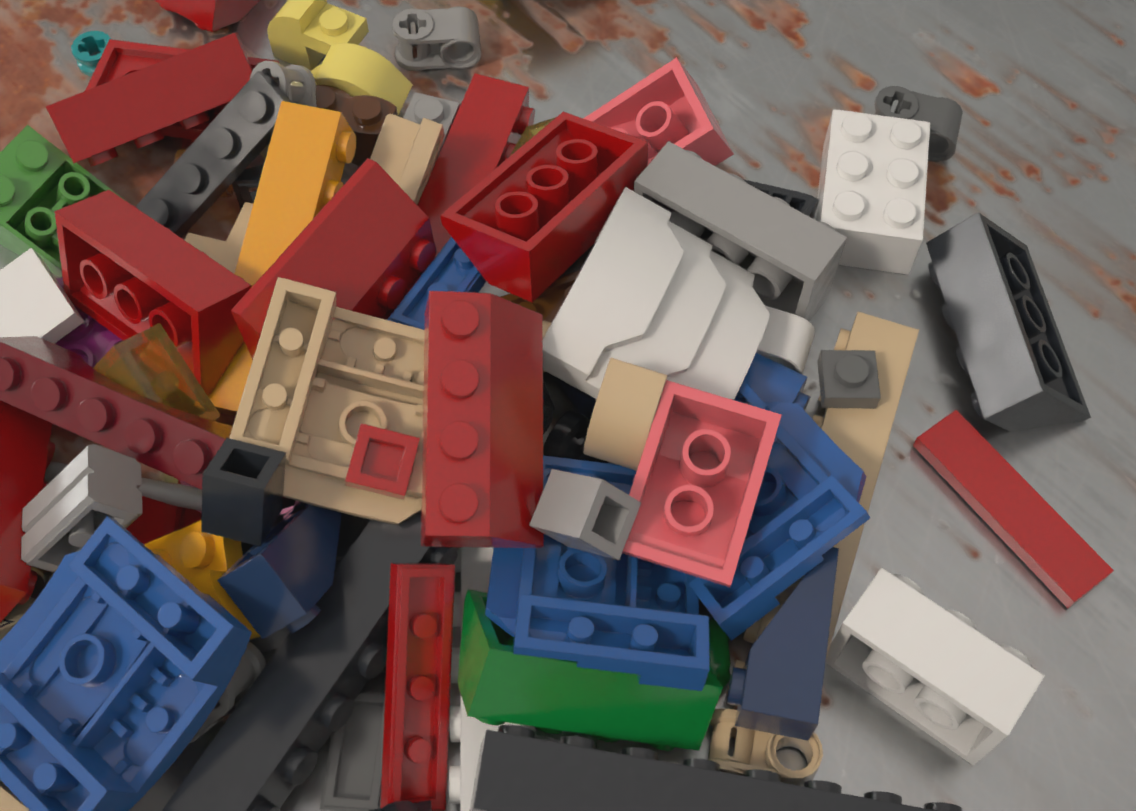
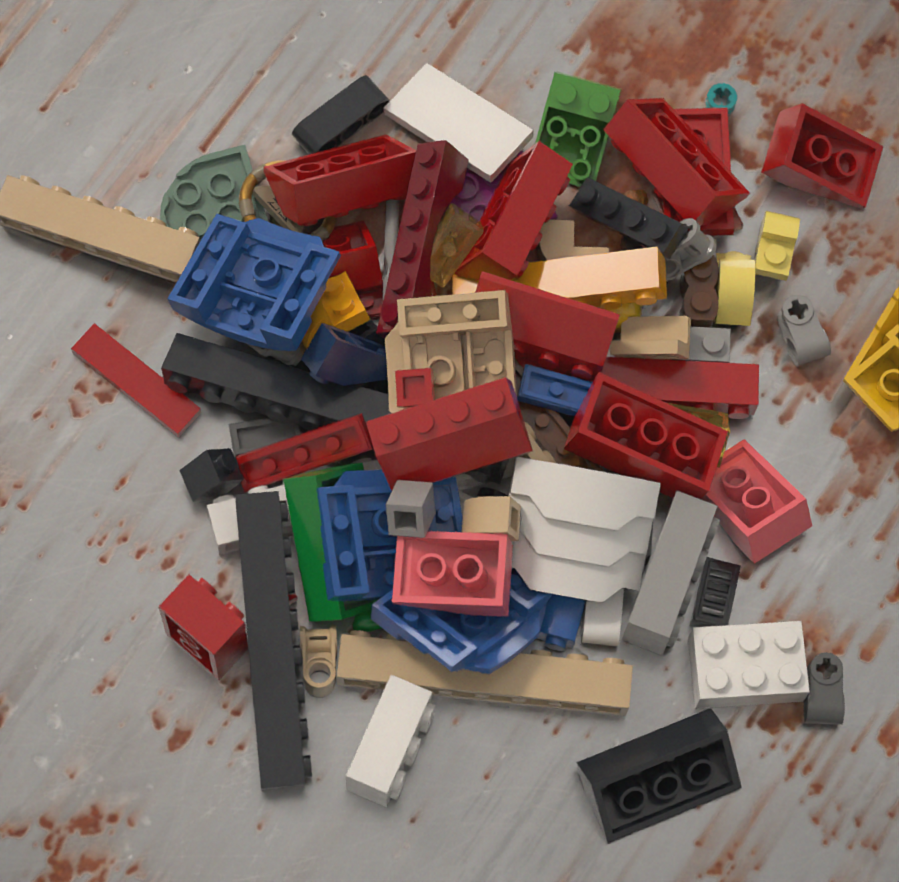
camera: 70 degrees right, 10 degrees up
(76, 504) = (353, 233): light grey brick -> none
(243, 491) = (373, 318): black brick -> none
(786, 665) = (366, 652): dark blue slope -> none
(848, 379) = (573, 664): dark grey plate -> none
(1013, 509) = (523, 793): red tile -> none

